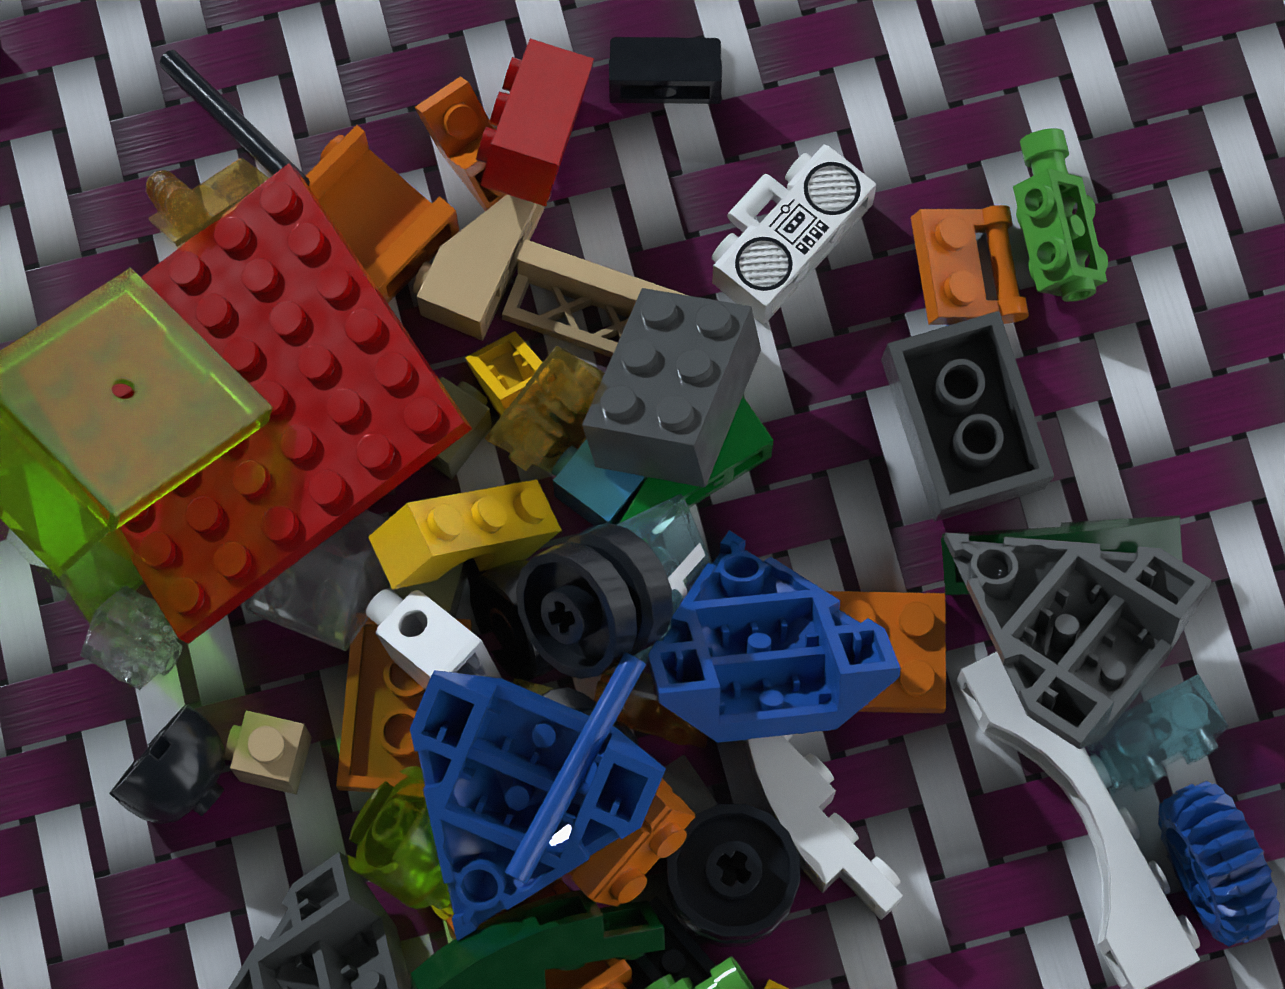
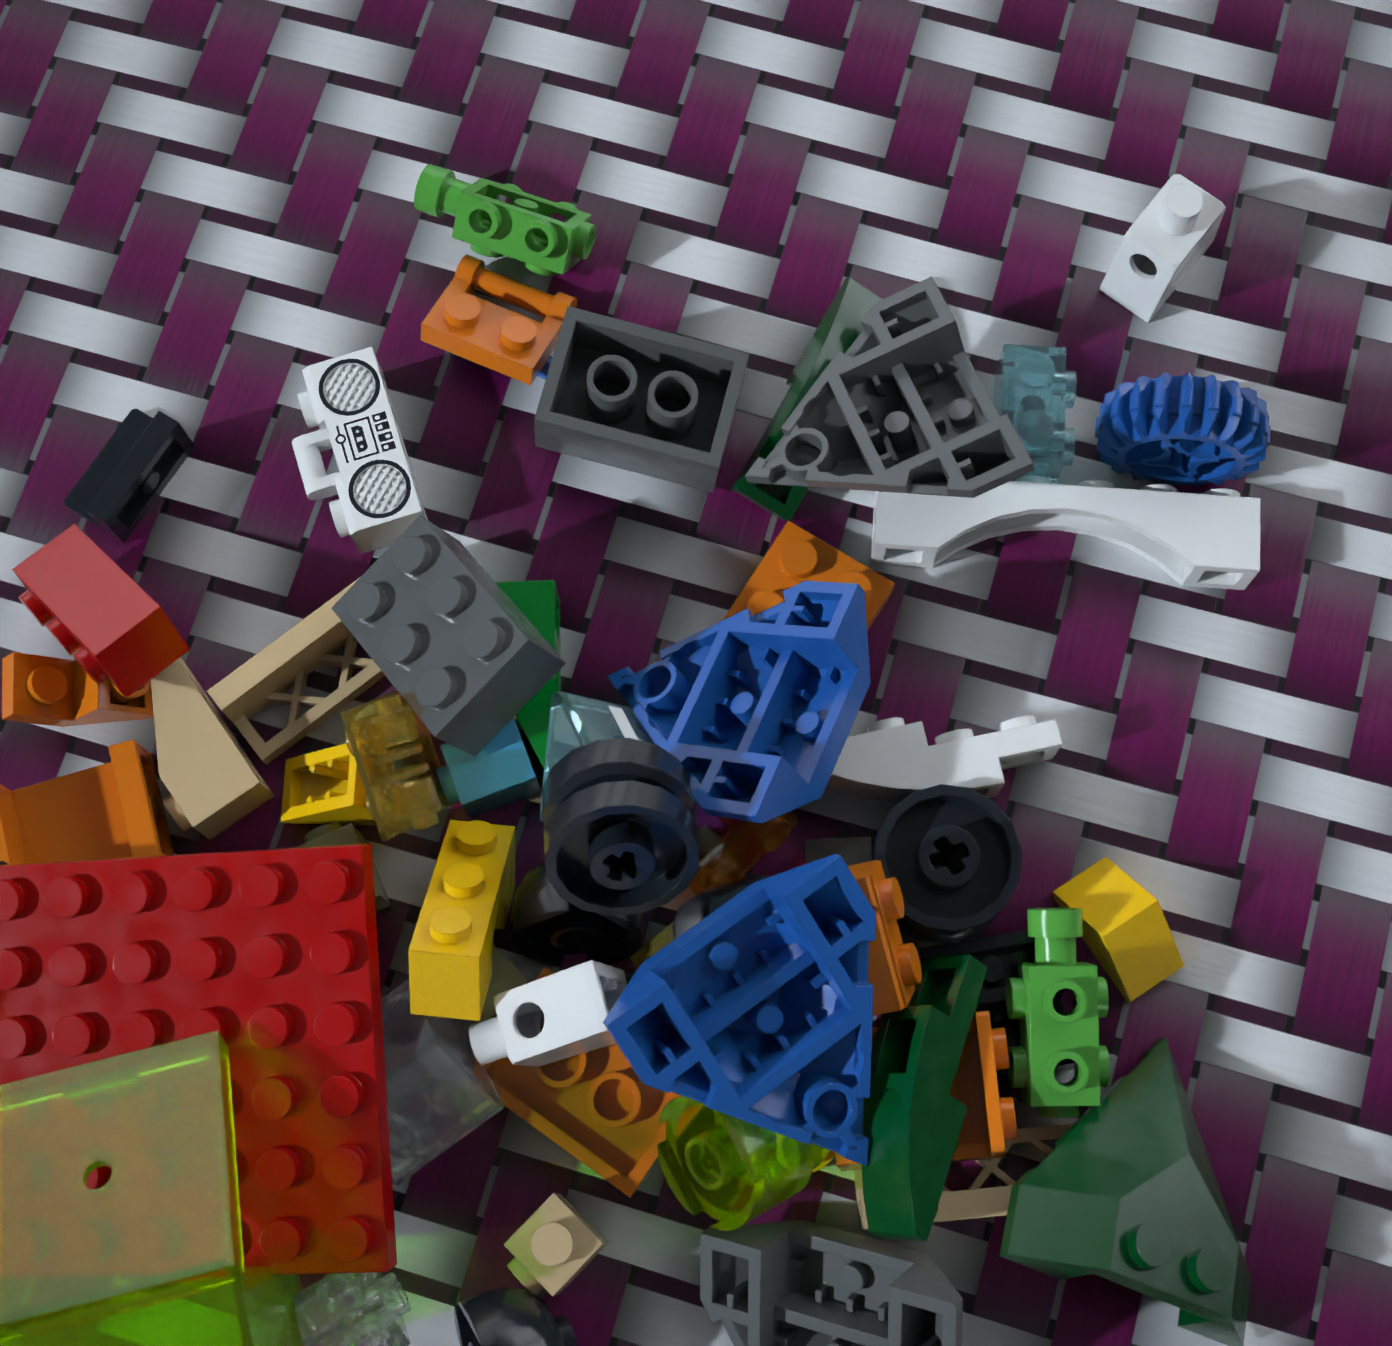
camera: 55 degrees left, 0 degrees up
(575, 768) = (779, 944): blue bar -> none

